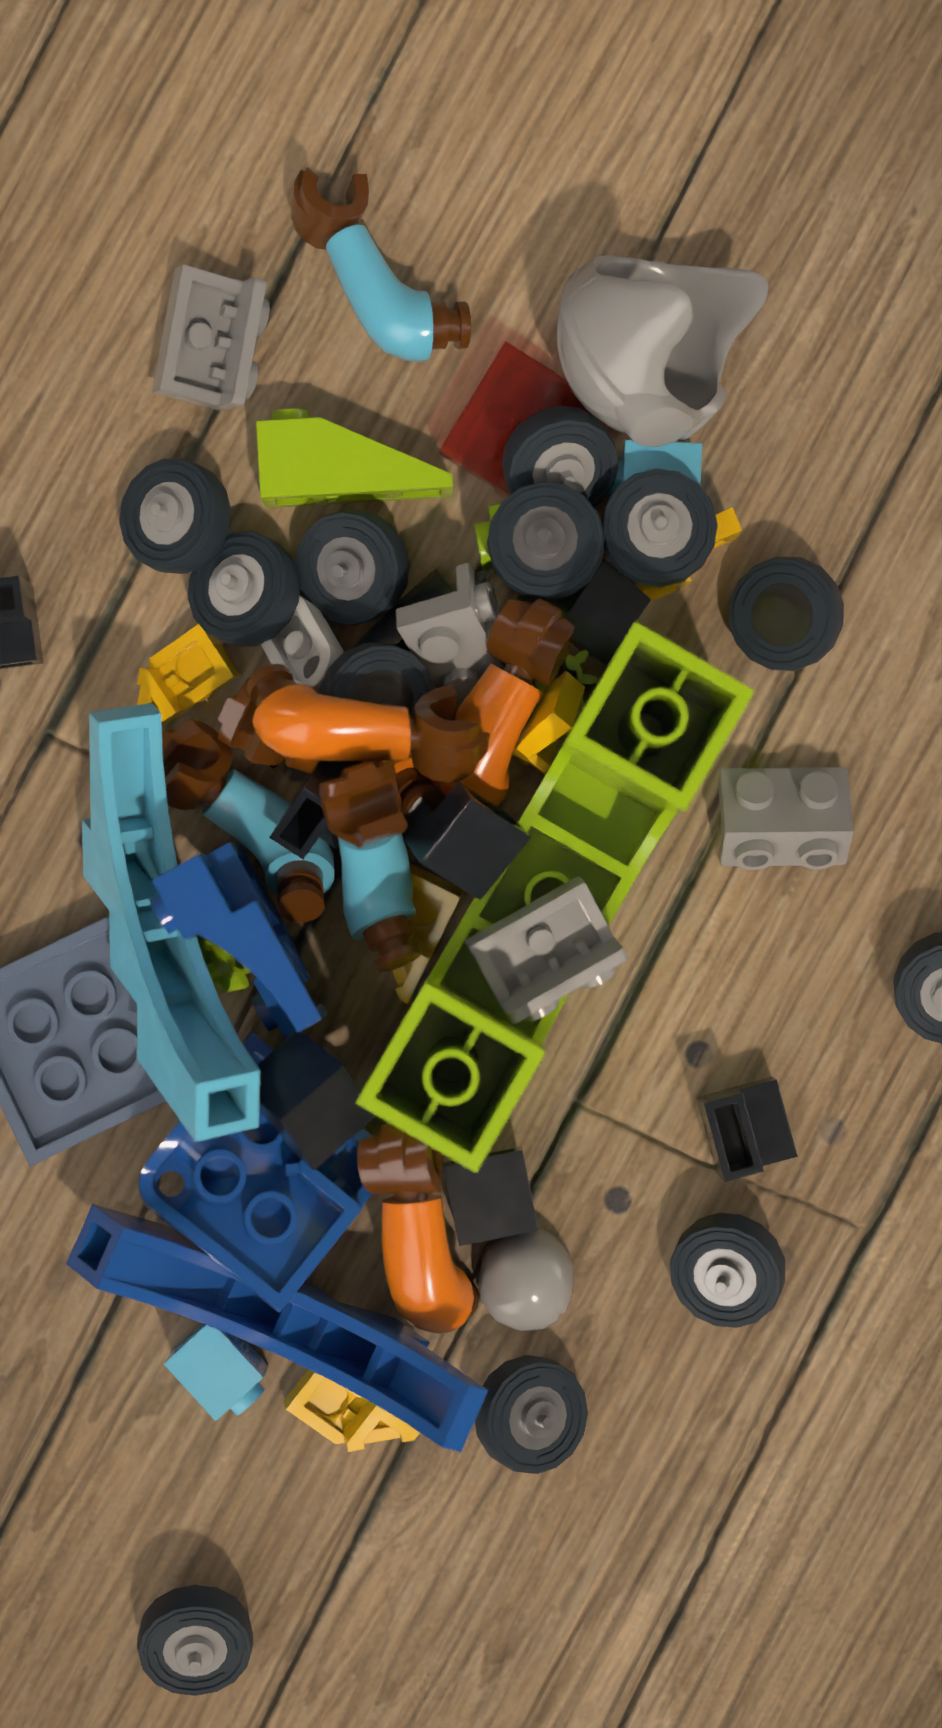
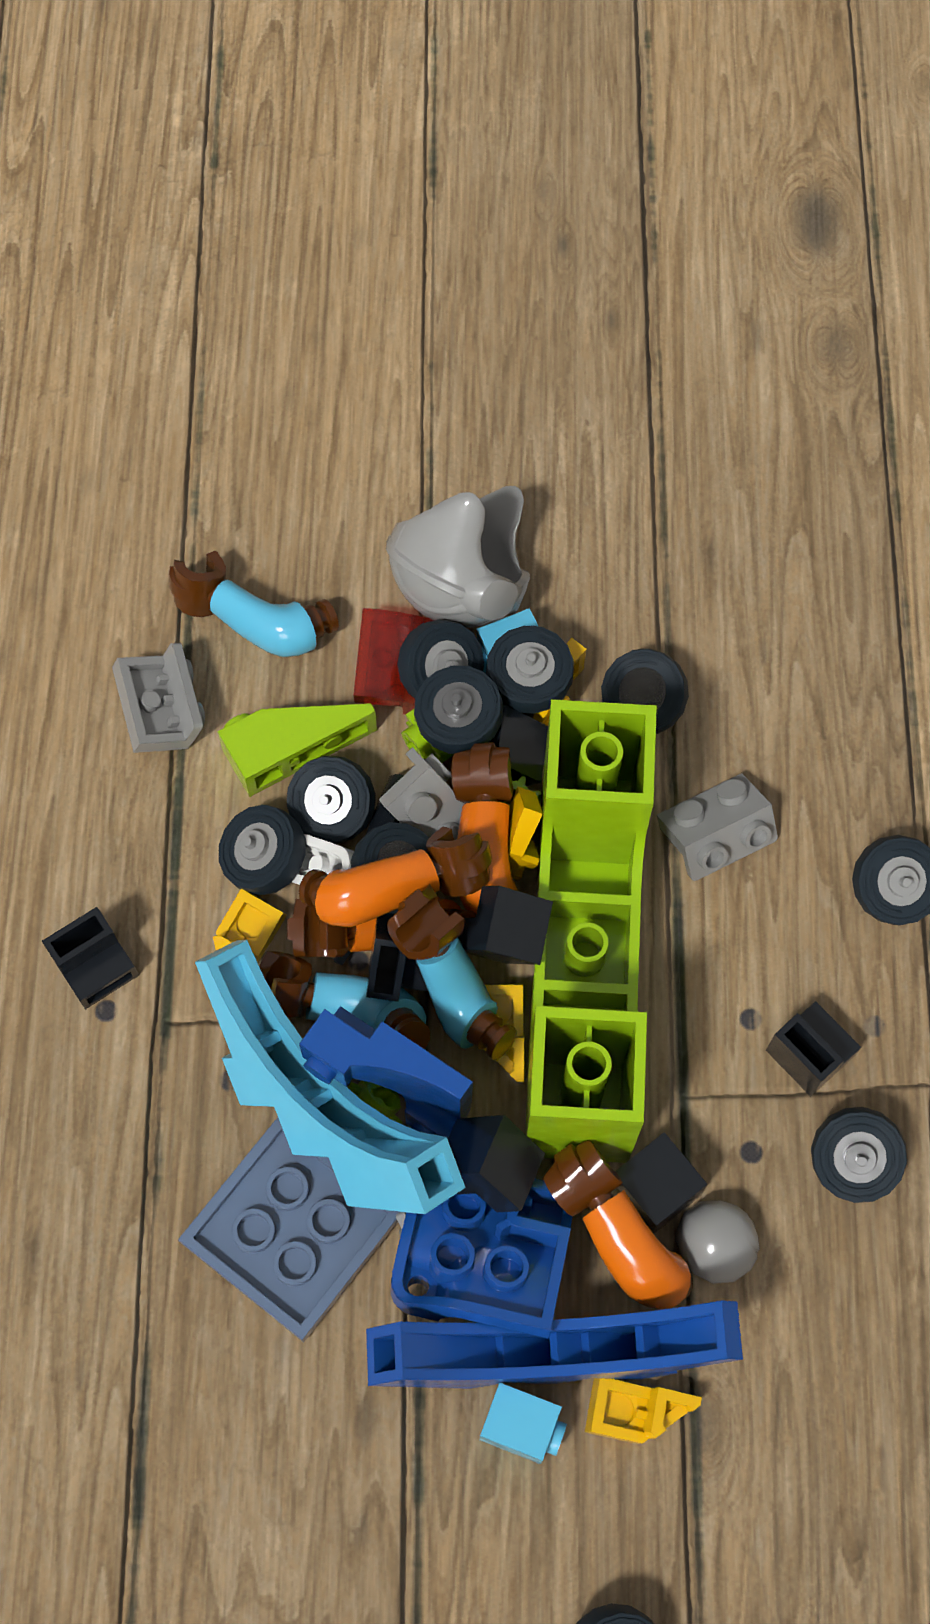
camera: 25 degrees left, 20 degrees down
(175, 516) = (189, 824): black wheel -> none
(531, 1414) = (779, 1337): black wheel -> none
(547, 952) = (607, 966): light grey bracket -> none

